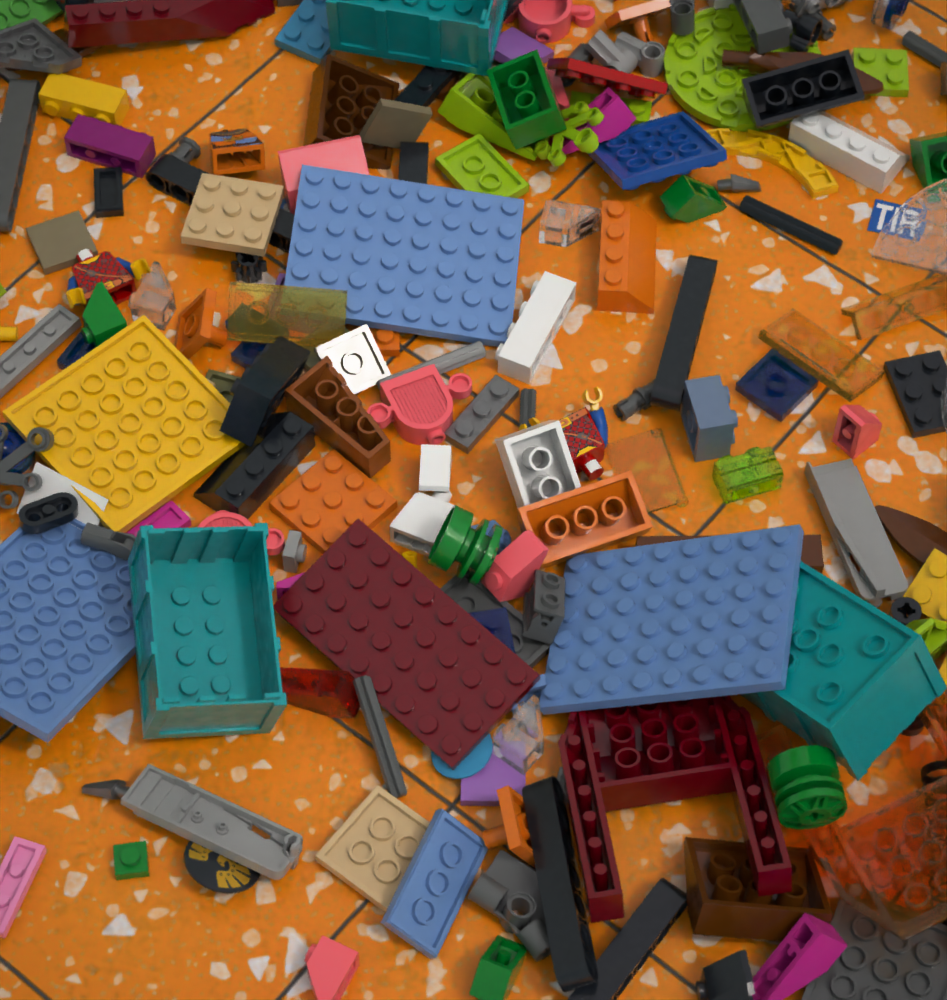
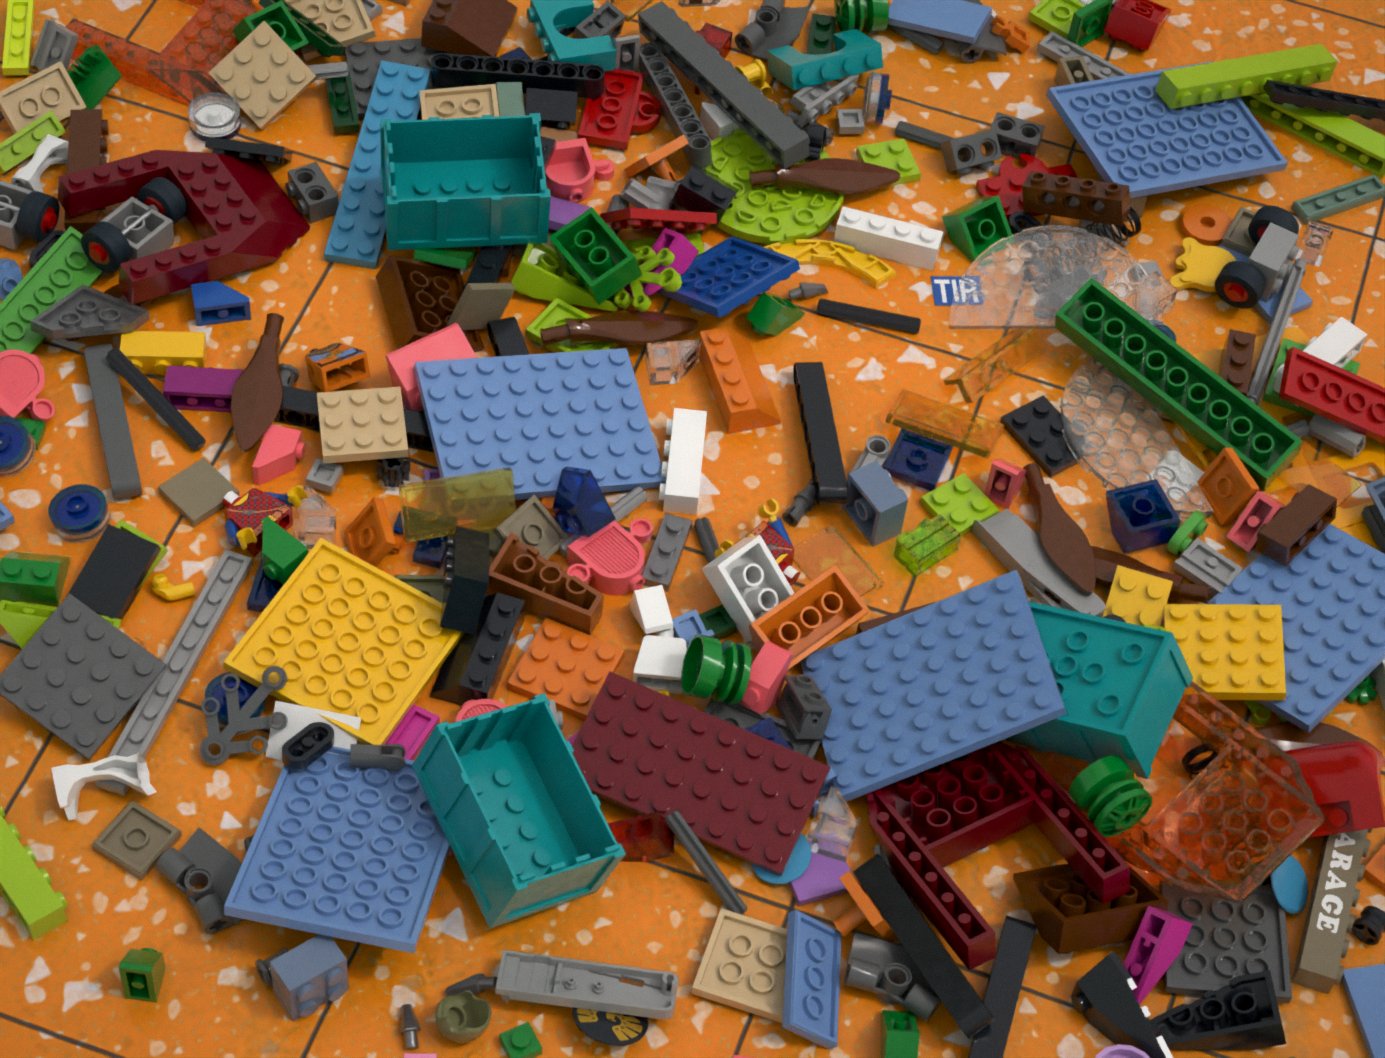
camera: 25 degrees left, 5 degrees down
(34, 812) = (409, 1027): none -> flat silver bar
(56, 144) = (155, 399): none -> black axle
(82, 817) = (462, 1016): none -> olive hair
(108, 192) = (221, 433): black tile -> none
(146, 223) = (277, 453): none -> coral slope
(151, 155) = (259, 388): none -> reddish brown animal
(153, 65) = (218, 304): none -> blue slope
(182, 256) = (324, 476): none -> light grey plate
(388, 69) = (452, 257): none -> green tile
(406, 345) = (580, 503): none -> clear blue slope
(470, 497) = (689, 625): none -> medium blue bracket
(498, 499) = (719, 622): none -> dark green plate
(528, 178) = (620, 327): none -> reddish brown animal
(668, 60) = (704, 193): none -> black slope
(727, 368) = (876, 449): none -> light grey piece
(801, 89) = (837, 192): black slope -> none
(801, 441) = (959, 503): none -> lime plate
(857, 20) = (850, 121): none -> light grey plate
(891, 500) = (1059, 534): none -> reddish brown animal

